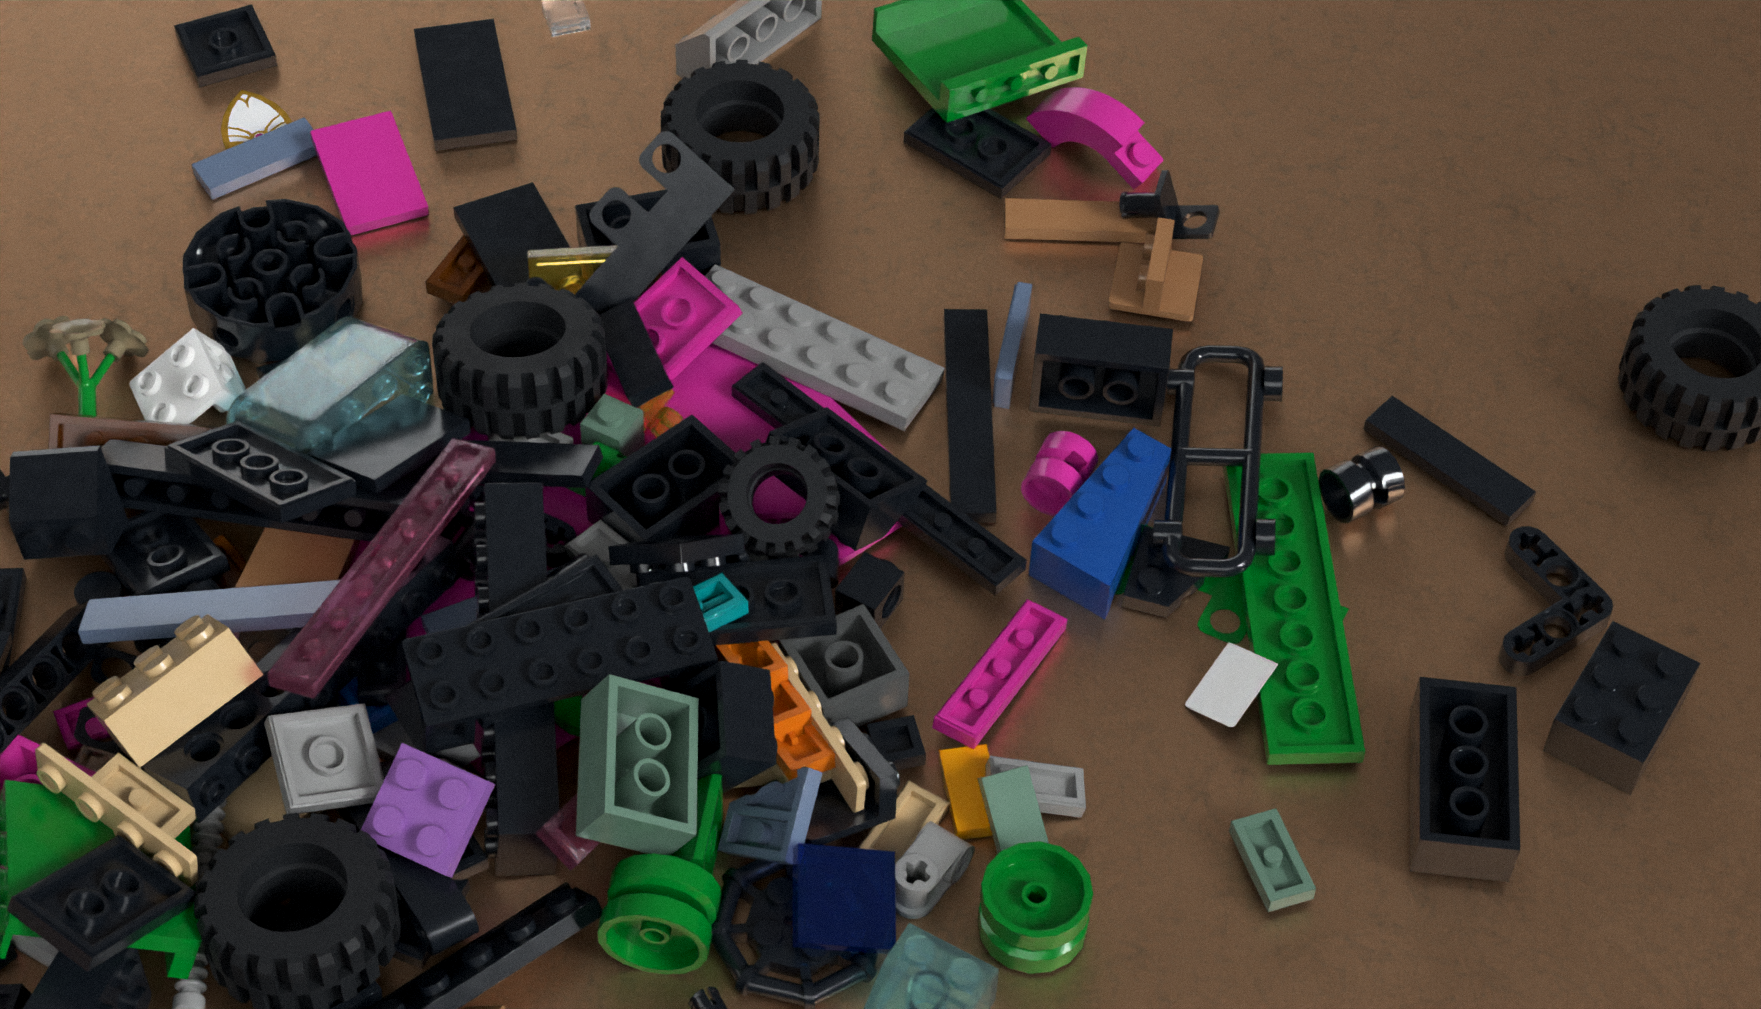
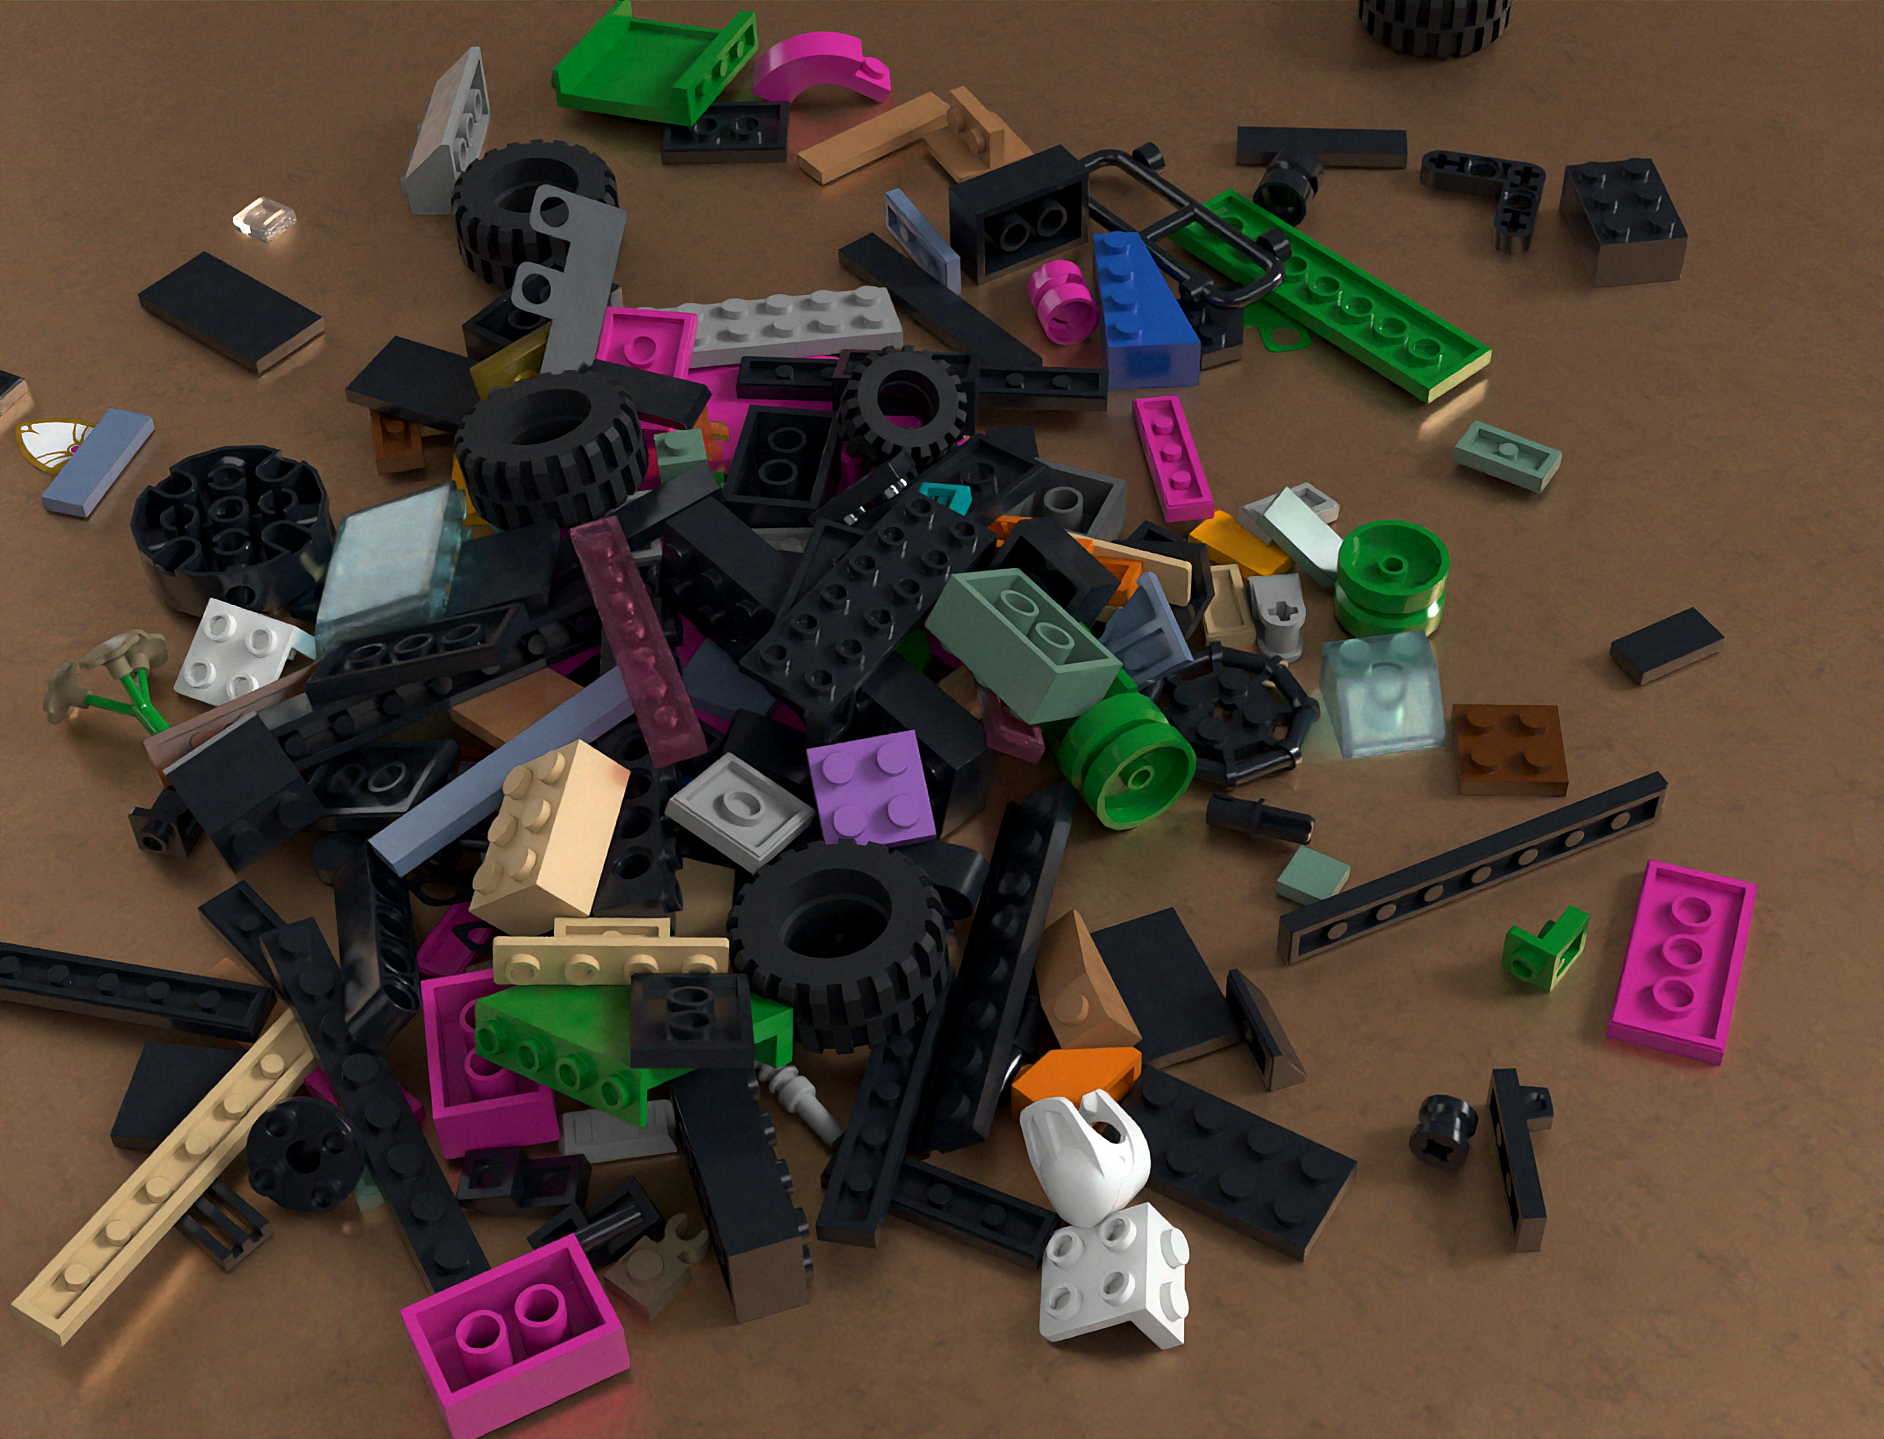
camera: 35 degrees left, 5 degrees down
(369, 173) = (220, 409): dark pink tile -> none
(844, 898) = (1253, 660): clear blue tile -> none
(1164, 204) = (935, 88): black bracket -> none
(1230, 685) = (1346, 366): white sticker -> none
(1464, 779) = (1580, 322): black brick -> none

